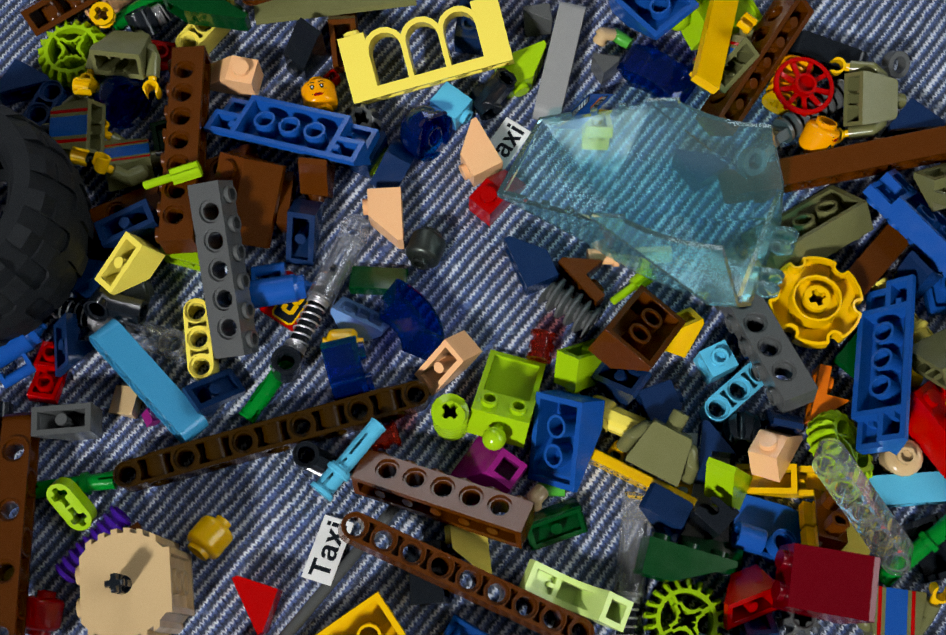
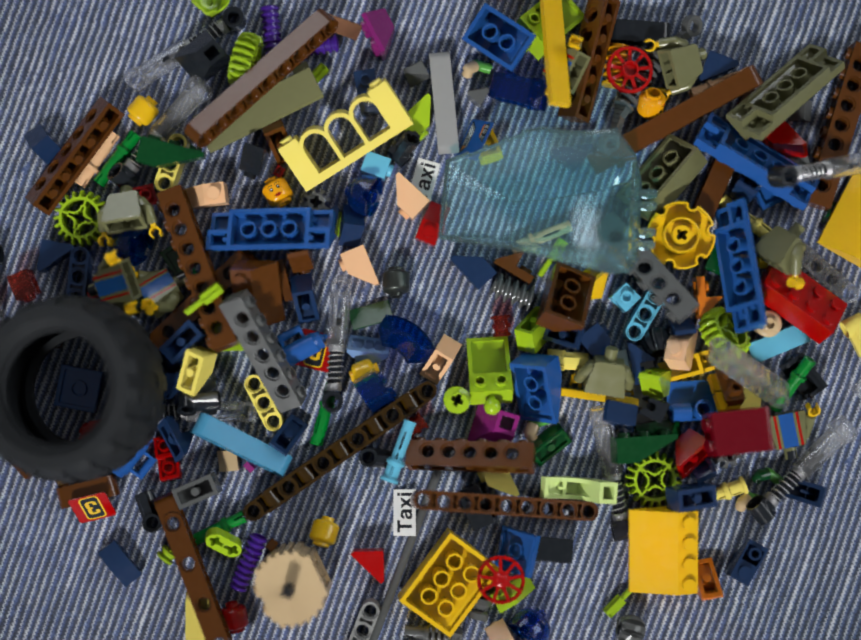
camera: 25 degrees left, 15 degrees up
(101, 23) = (93, 188): yellow bush -> none

